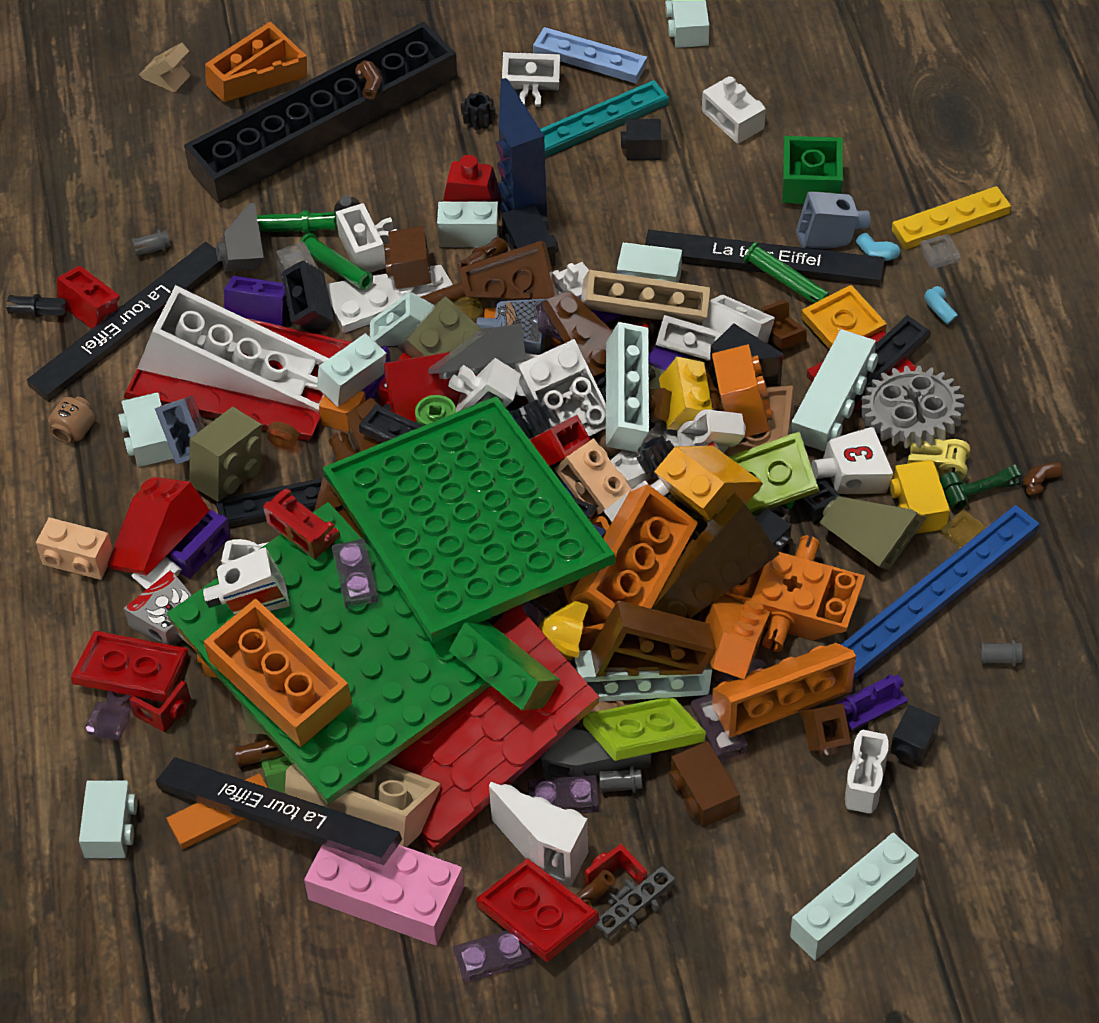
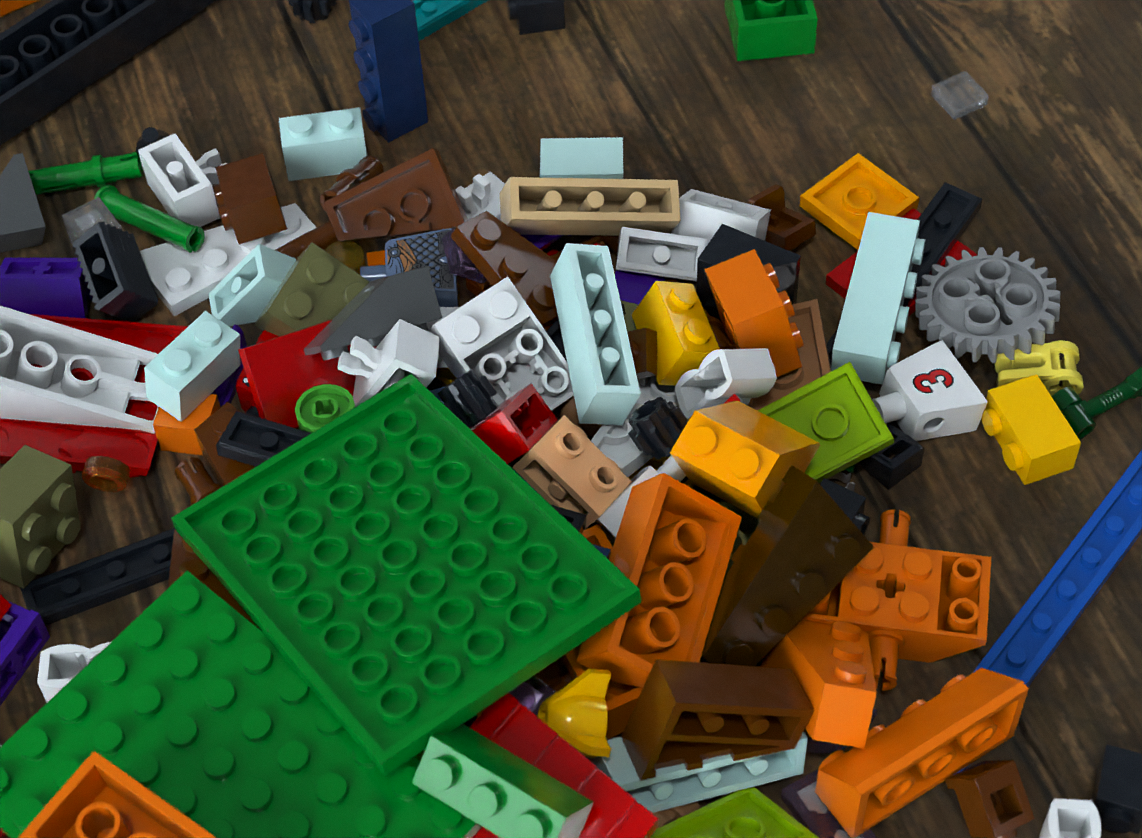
camera: 10 degrees left, 0 degrees up
(248, 579) = (80, 719): white torso -> none
(300, 524) = (149, 613): red hinge -> none
(355, 573) = (245, 679): piece -> none
(471, 182) = (319, 85): red torso -> none
(527, 227) = (404, 136): black brick -> none
(784, 274) = (767, 151): green pin -> none
(806, 261) = (743, 133): black tile -> none
(829, 221) = (808, 74): sand blue torso -> none
(872, 528) = (978, 483): olive slope -> none
(873, 701) = (1046, 742): dark purple hinge -> none
(880, 249) = (878, 105): medium azure arm -> none
(935, 299) = (972, 157): medium azure arm -> none
(951, 217) = (962, 50): yellow plate -> none
(962, 529) = (1099, 467): clear yellow tile -> none

